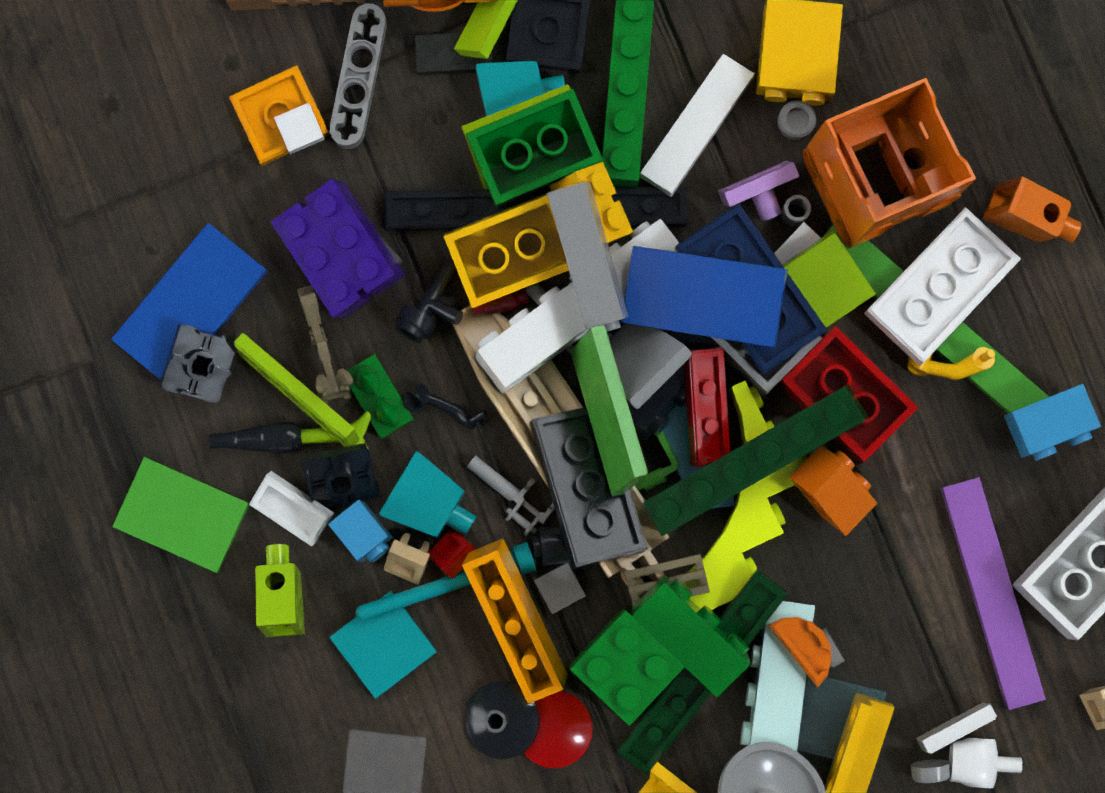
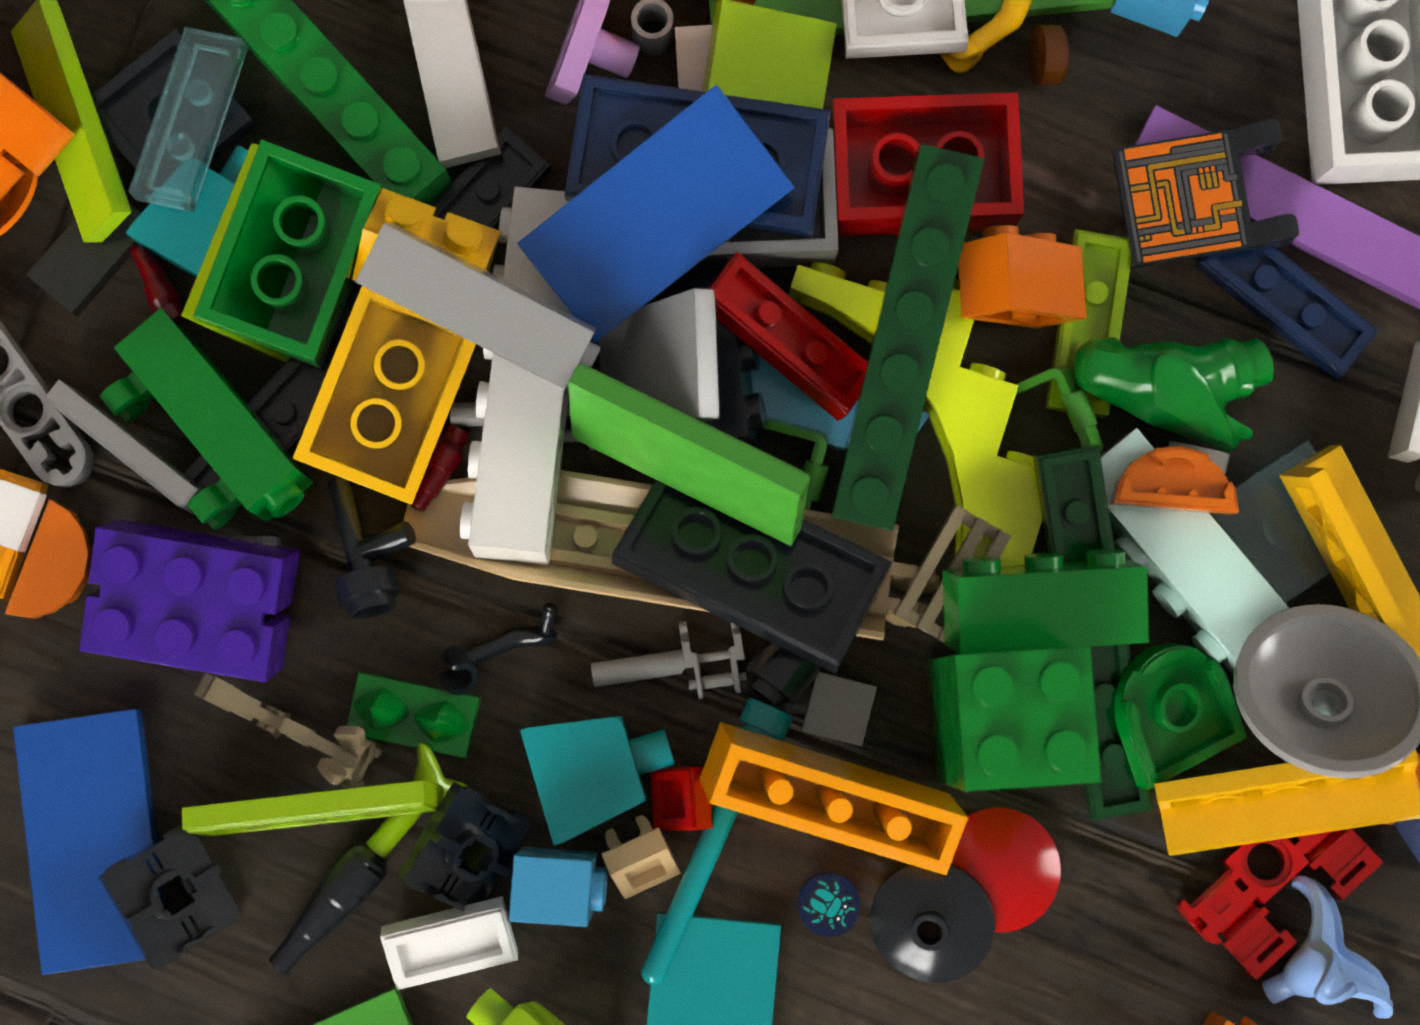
camera: 50 degrees left, 0 degrees up
(297, 172) = (55, 565): none -> orange tile
(380, 158) = (123, 444): none -> light grey tile
(429, 181) = (213, 416): none -> green brick
(464, 100) = (158, 287): none -> dark red piece
(466, 665) = (828, 904): none -> tile
(553, 44) = (188, 119): none -> clear light blue tile
(699, 742) = (1174, 712): none -> green tile
(801, 565) = (1074, 401): none -> bright green piece
(834, 550) = (1105, 285): none -> lime tile
(854, 606) = (1177, 383): none -> green animal
(946, 622) = (1293, 305): none -> dark blue tile
(949, 532) = (1191, 199): none -> flag
(955, 405) = (1048, 55): none -> reddish brown tile

